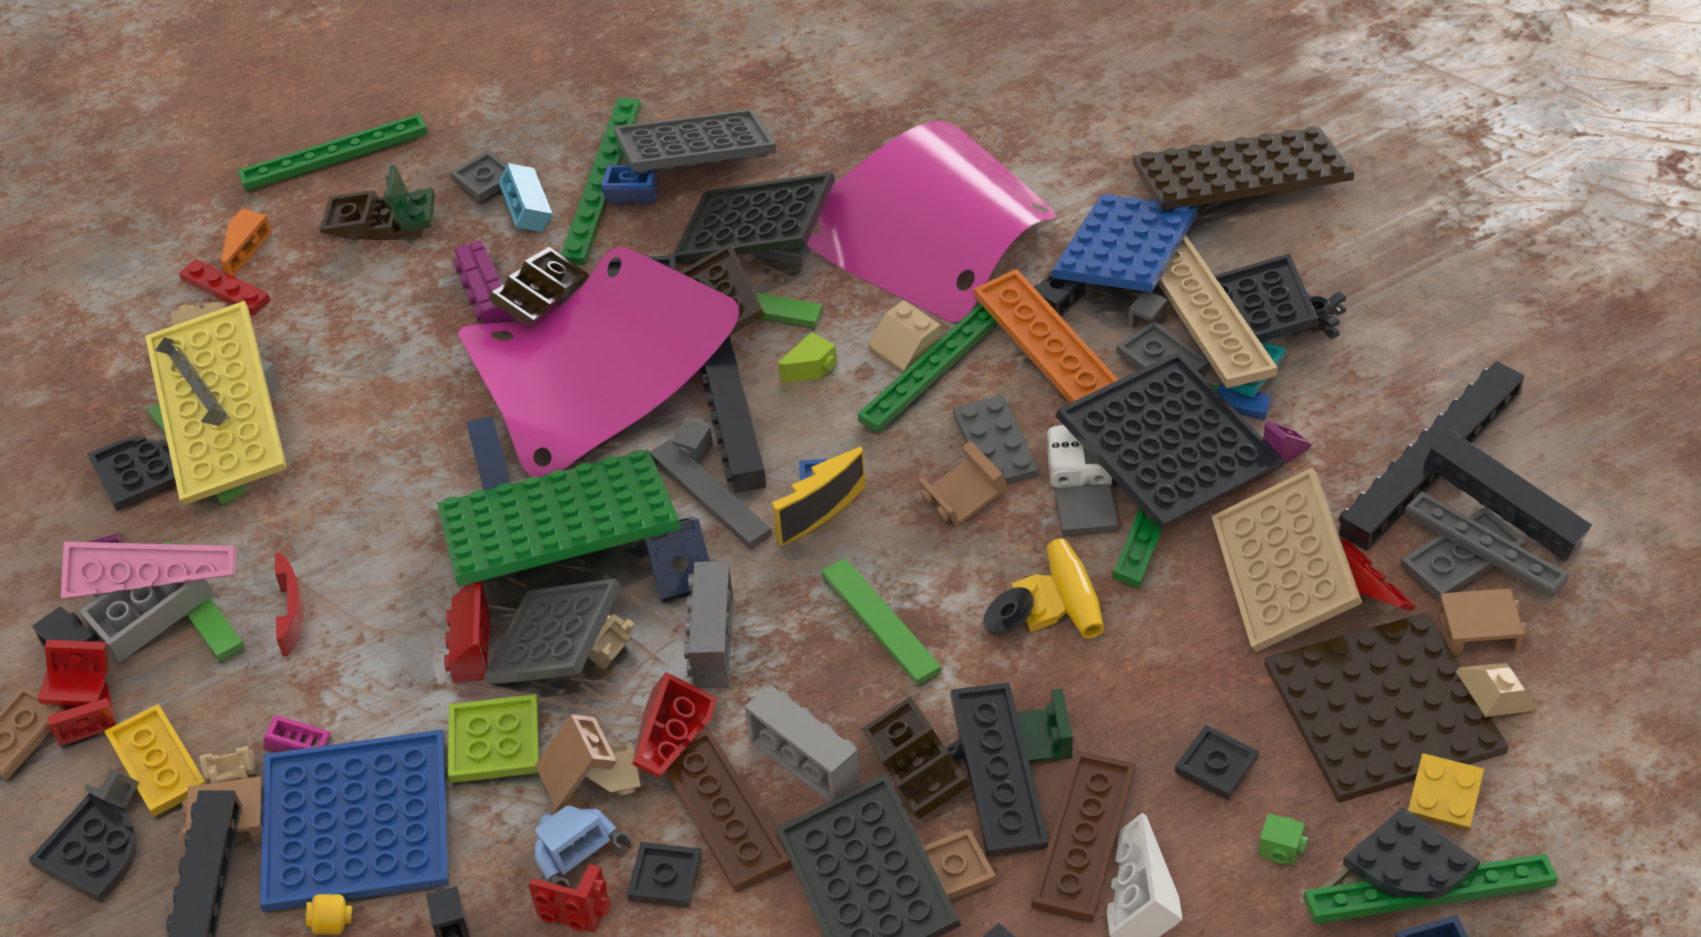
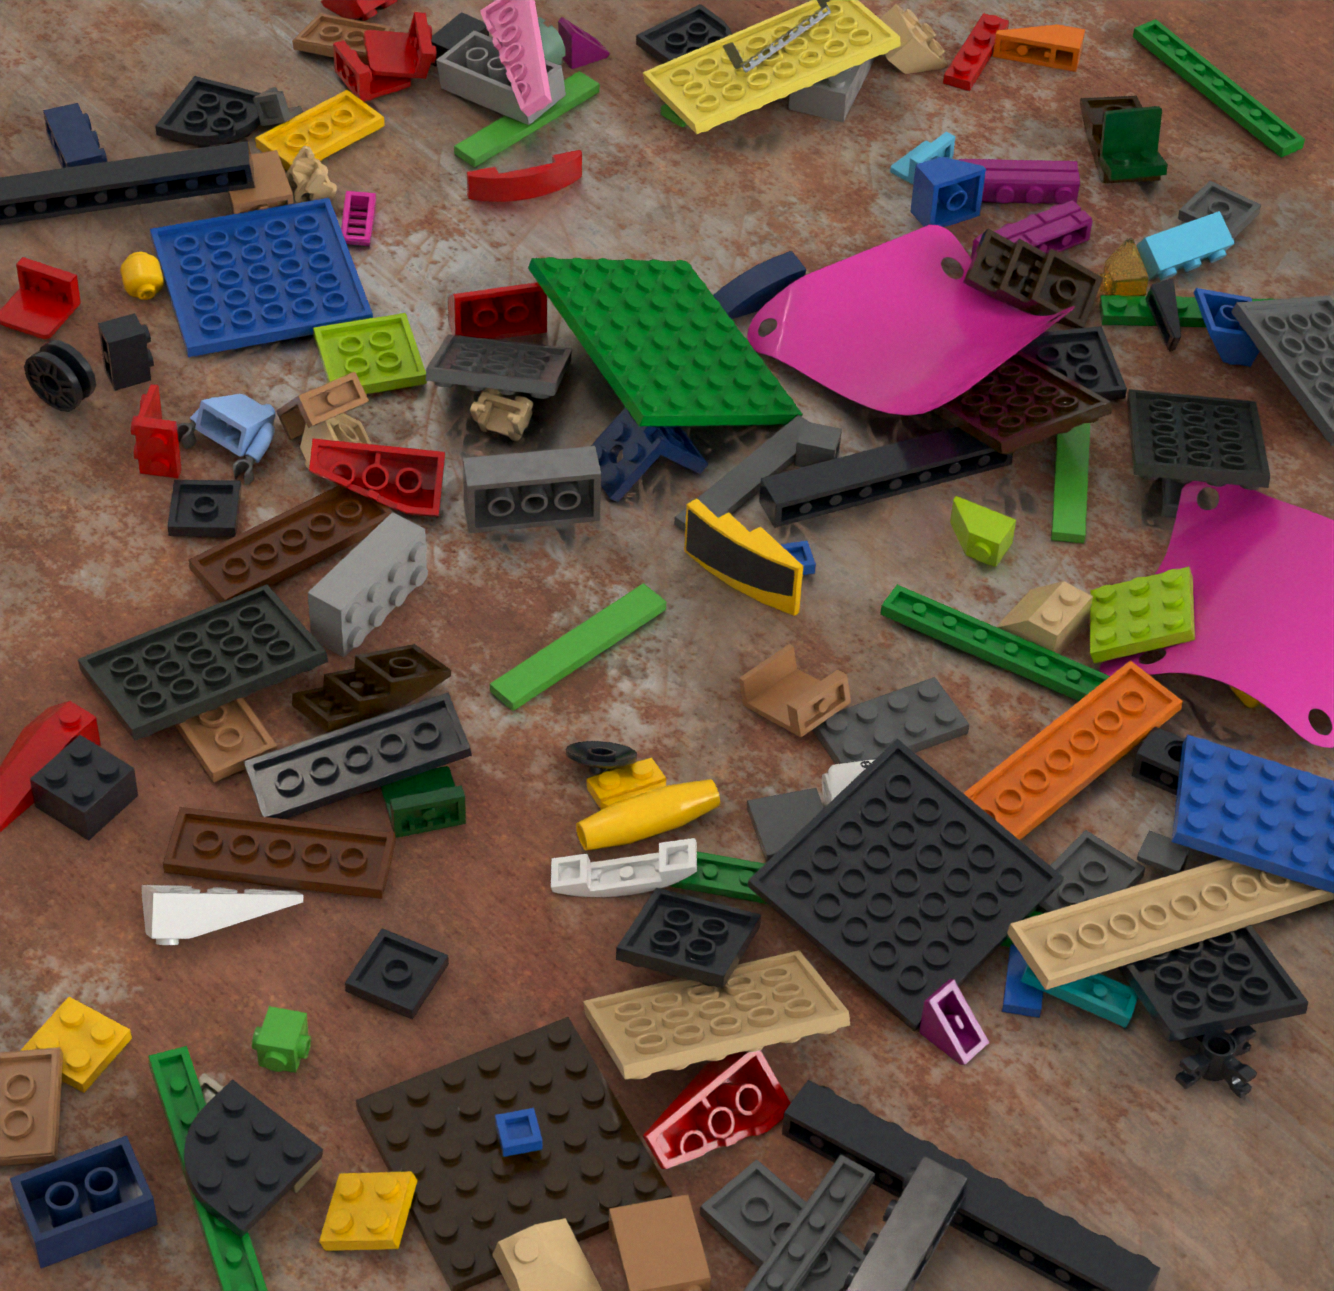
camera: 75 degrees right, 0 degrees up
(357, 337) = (926, 151): none -> medium azure panel
(409, 282) = (1029, 181): none -> magenta brick
(418, 321) = (947, 191): none -> blue slope
(539, 235) = (1124, 272): none -> clear yellow slope
(596, 214) = (1163, 307): none -> black slope
(924, 276) = (1142, 615): none -> lime plate
(1129, 605) = (626, 875): none -> white slope
(1203, 572) = (688, 937): none -> black plate
(1385, 686) = (518, 1132): none -> blue plate

